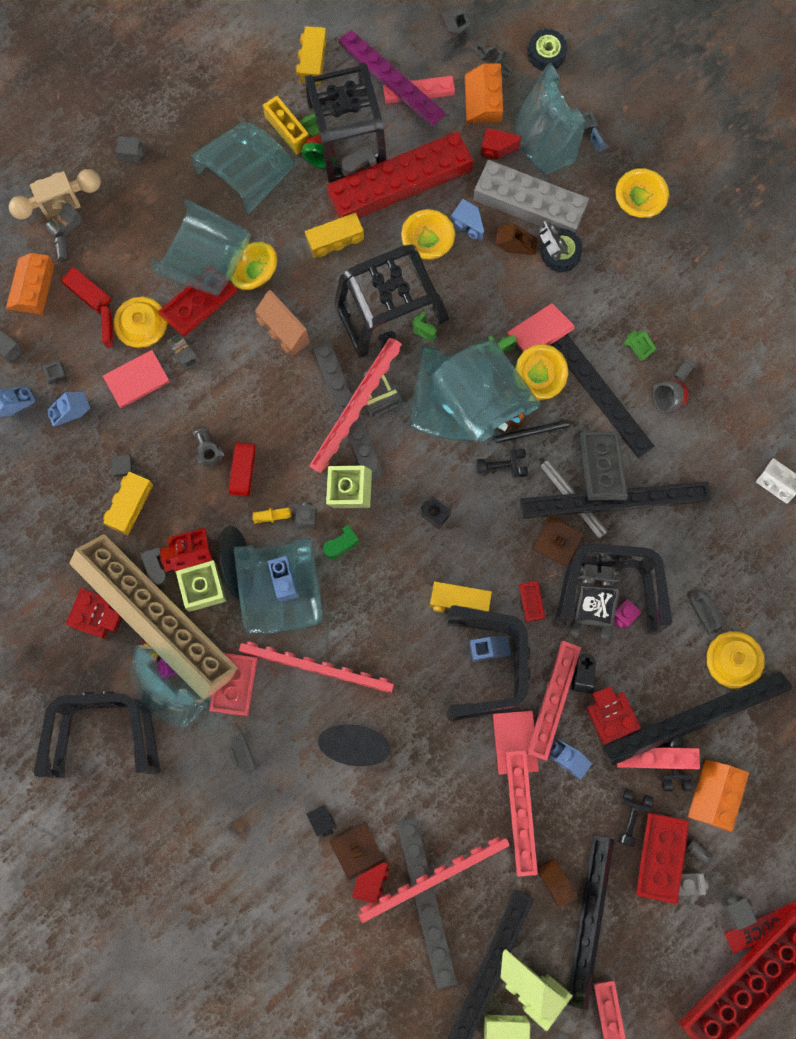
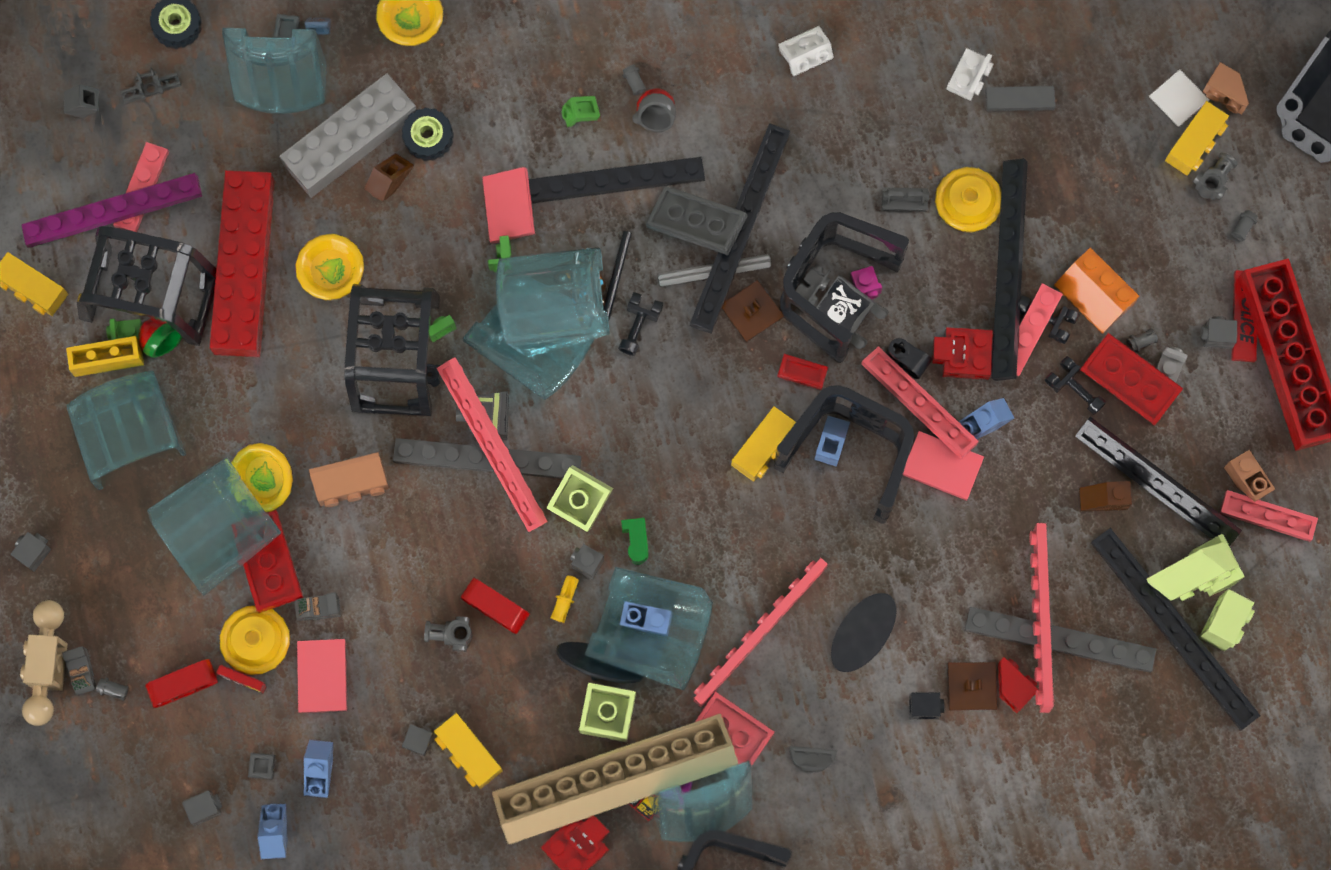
camera: 65 degrees left, 0 degrees up
(31, 284) = (136, 746): orange slope -> none
(153, 567) = (556, 756): dark grey leg -> none
(186, 550) = (559, 708): red piece -> none
(334, 235) = (272, 370): yellow brick -> none
(358, 160) = (201, 306): dark grey leg -> none
(438, 520) = (660, 413): black brick -> none
(468, 219) = (335, 214): medium blue slope -> none
(484, 94) = (191, 119): orange slope -> none
(499, 144) = (261, 135): red slope -> none
(521, 813) = (1017, 495): coral plate -> none
(543, 370) = (557, 226): yellow piece -> none
(557, 245) = (406, 136): dark grey hinge -> none
(634, 995) = (1249, 476): none -> nougat slope

